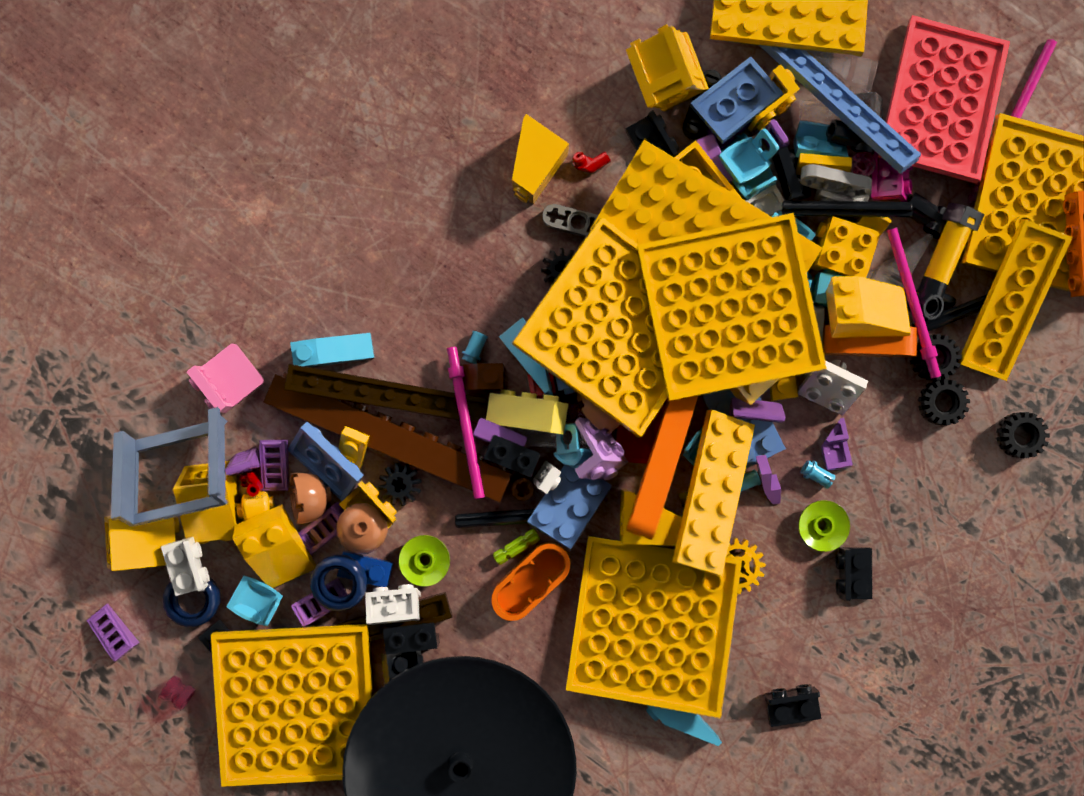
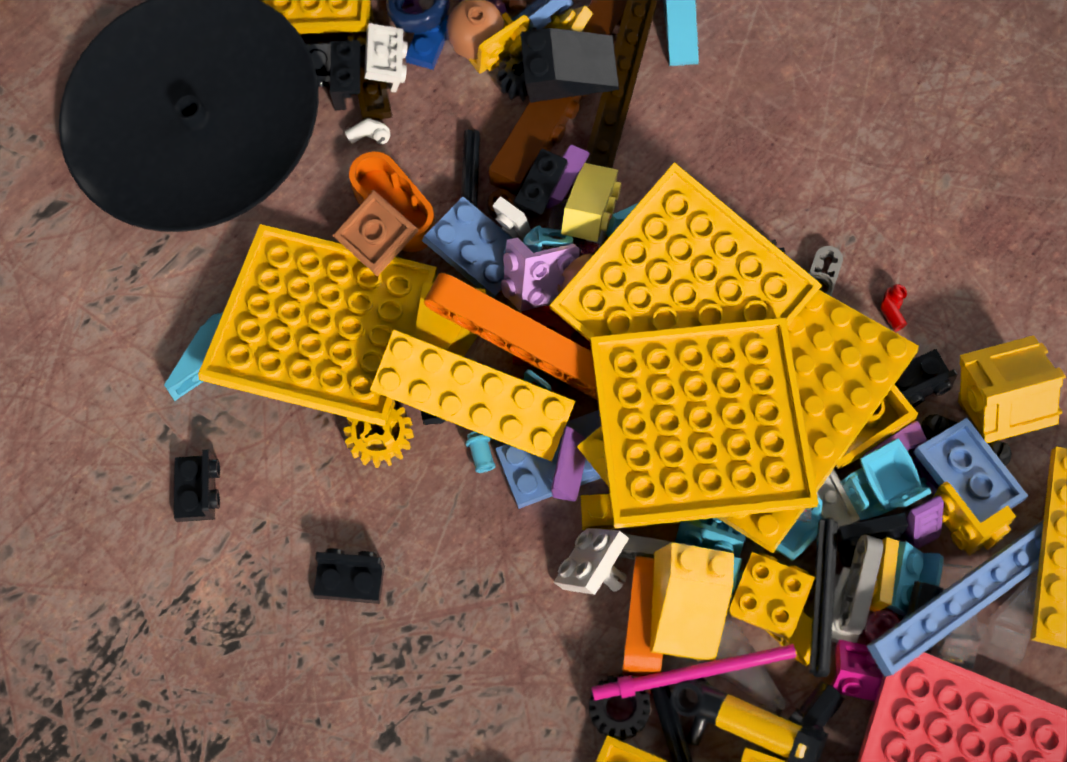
camera: 100 degrees right, 20 degrees down
(398, 442) = (567, 63): none -> black slope
(415, 570) = (429, 84): lime dish -> none
(456, 373) = (643, 138): dark pink bar -> none
(460, 608) = (369, 128): none -> white arm
(474, 347) = (665, 159): medium azure pin -> none
(483, 376) = (637, 169): reddish brown slope -> none
(516, 546) = (433, 191): lime axle -> none
(537, 159) = (895, 234): yellow slope -> none
(569, 590) = (375, 233): none -> nougat tile
(769, 482) = (477, 477): medium lavender slope -> none
(817, 474) = (482, 540): medium azure pin -> none
(836, 449) = (512, 570): medium lavender slope -> none
(836, 527) = (413, 526): lime dish -> none
(957, 395) = (548, 694): black tyre -> none

